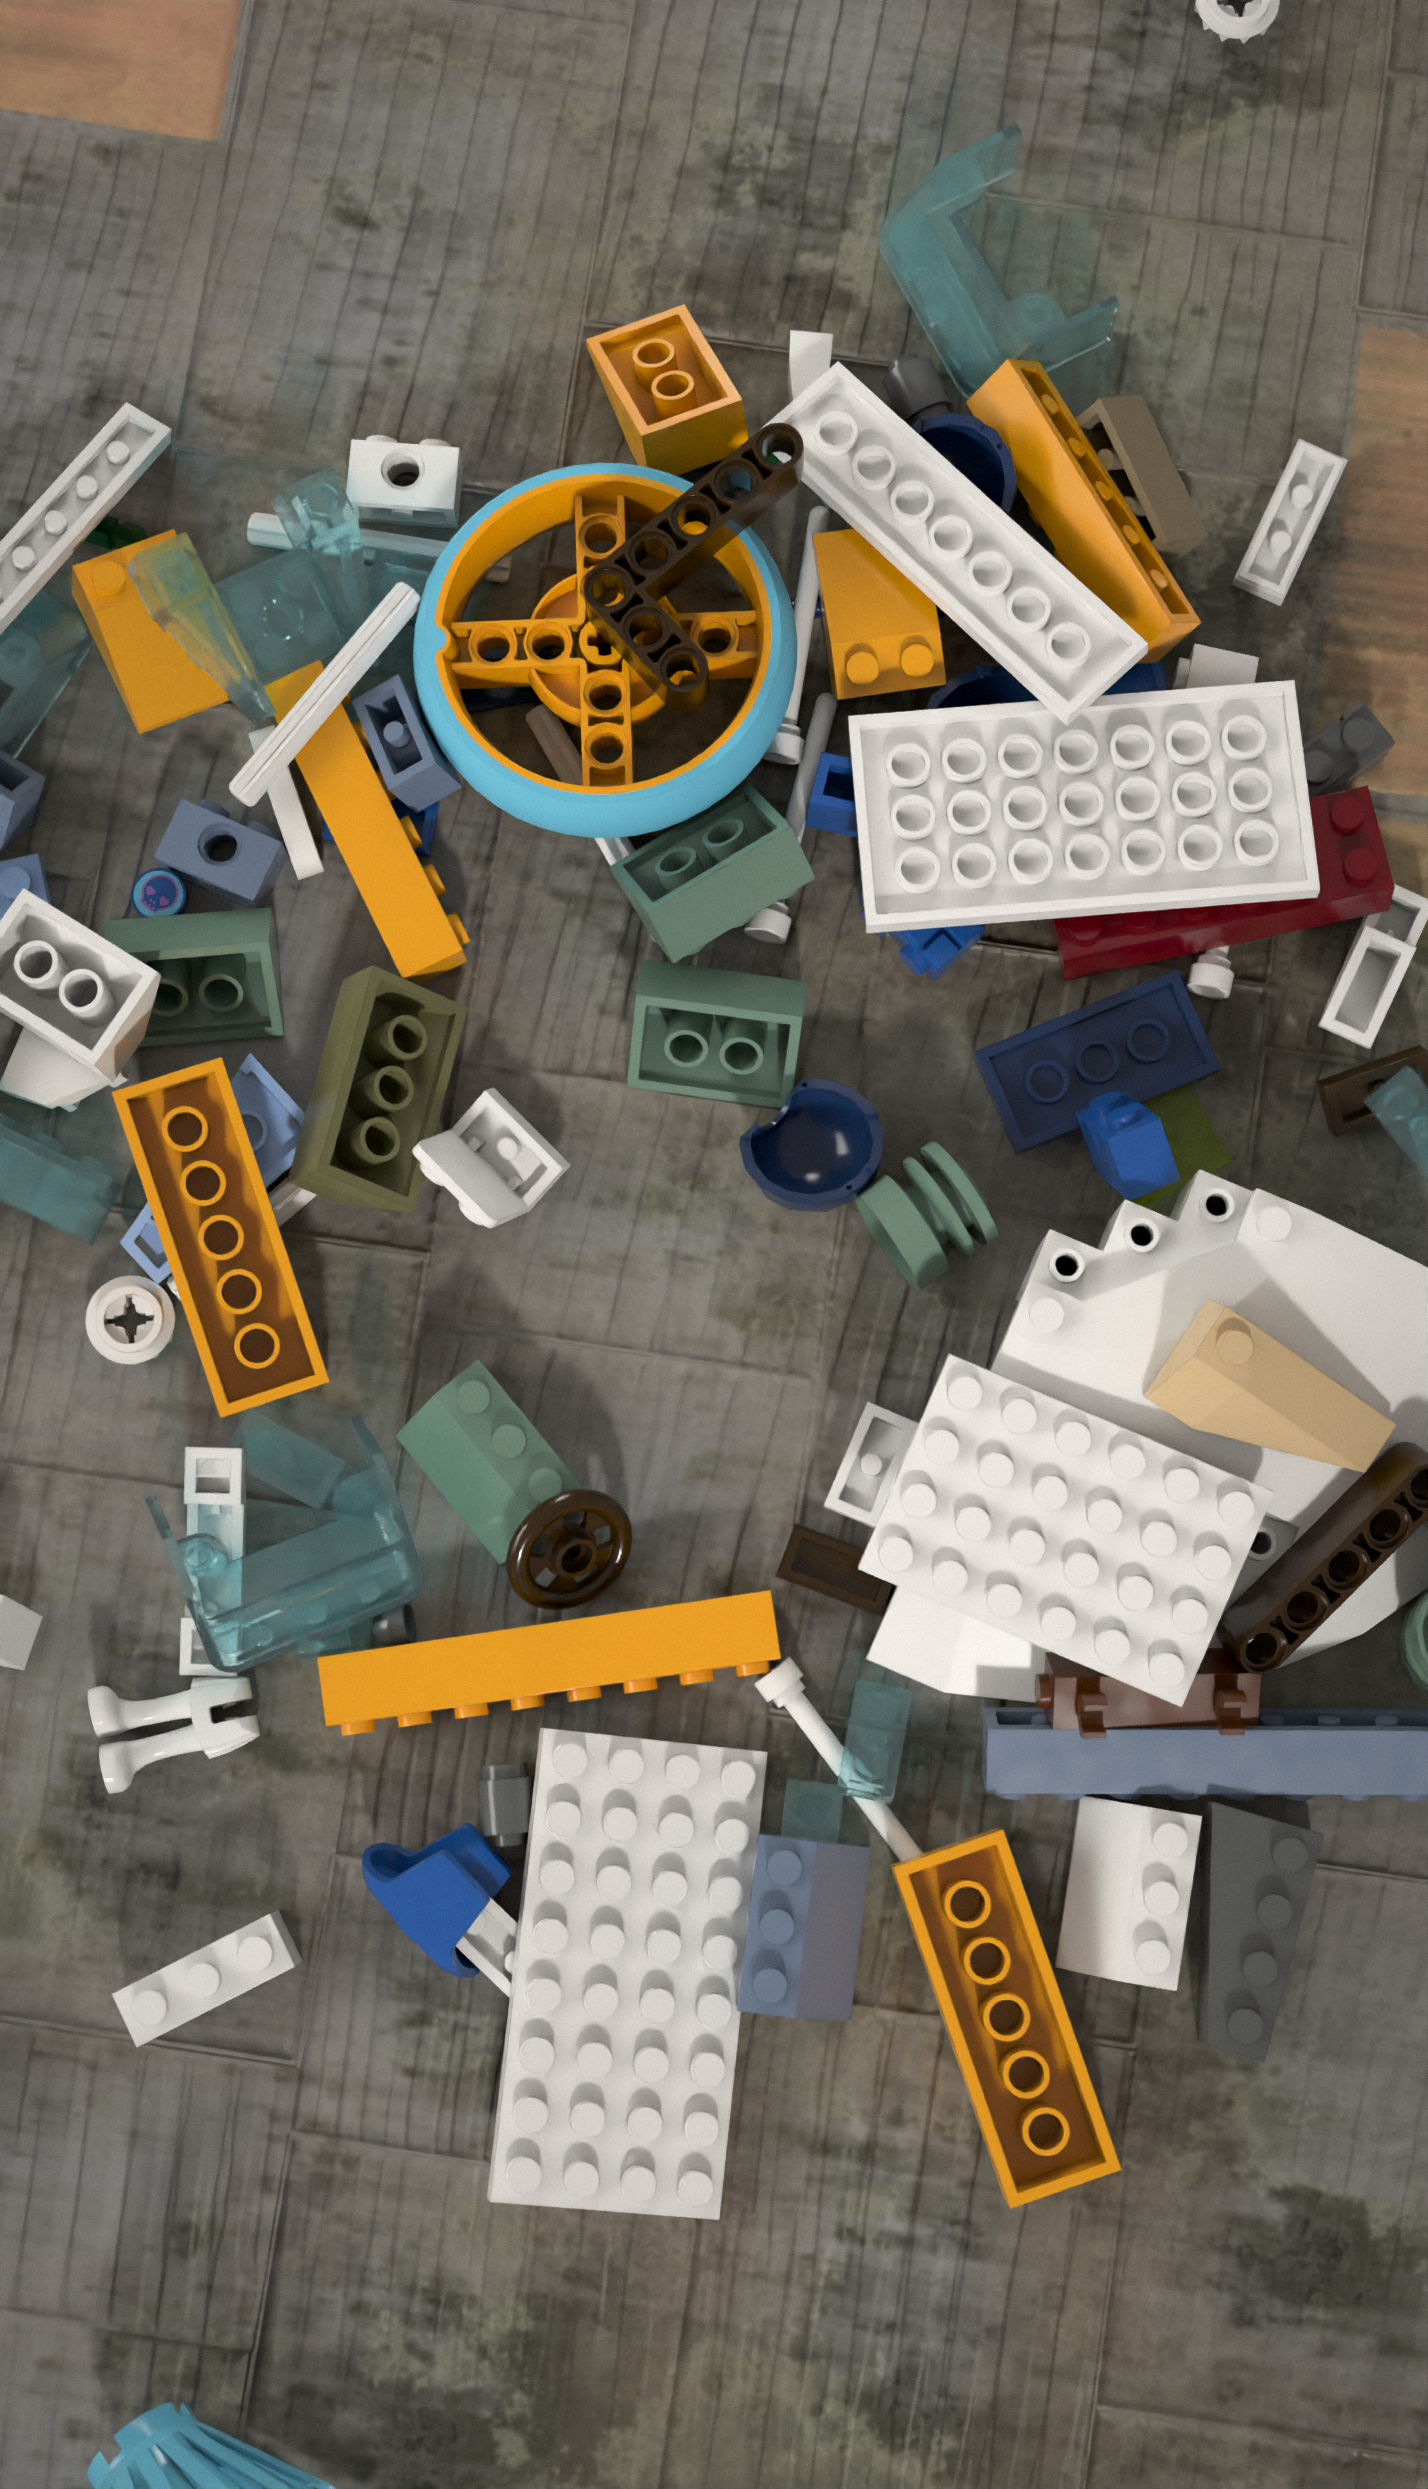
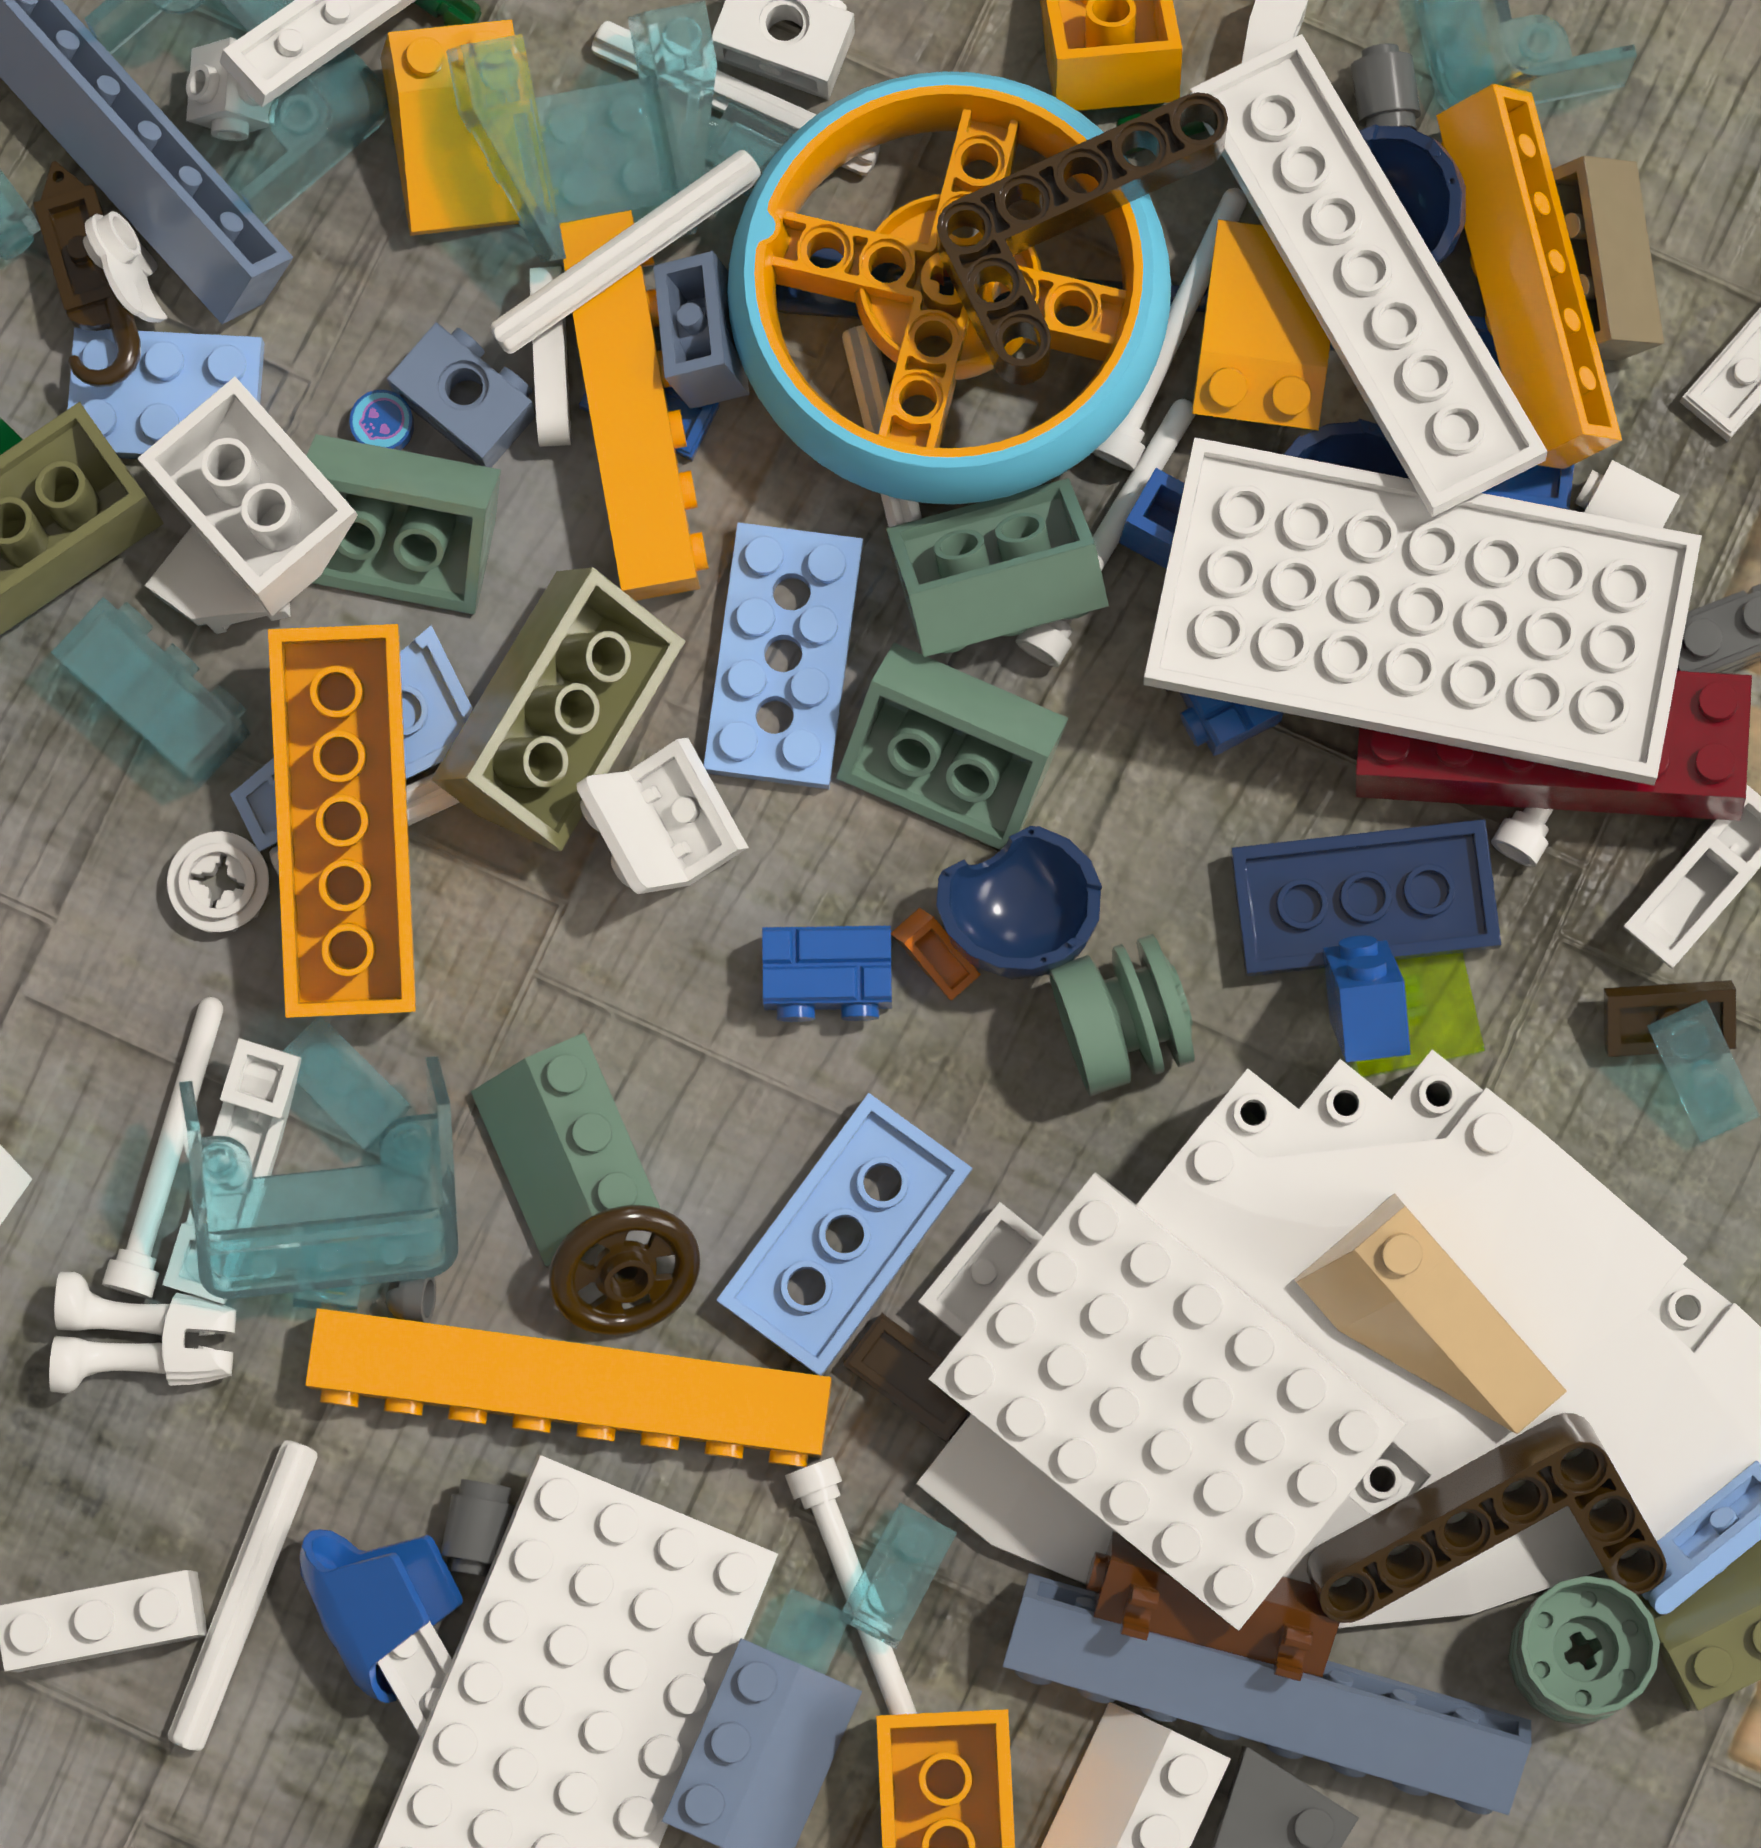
camera: 20 degrees right, 0 degrees up
(151, 1665) = (134, 1266): none -> white piece
(322, 1920) = (242, 1596): none -> white axle
(584, 1019) = (814, 687): none -> light blue plate
(667, 1249) = (827, 971): none -> blue brick
(722, 1434) = (853, 1279): none -> light blue plate
(752, 1209) = (933, 952): none -> orange piece

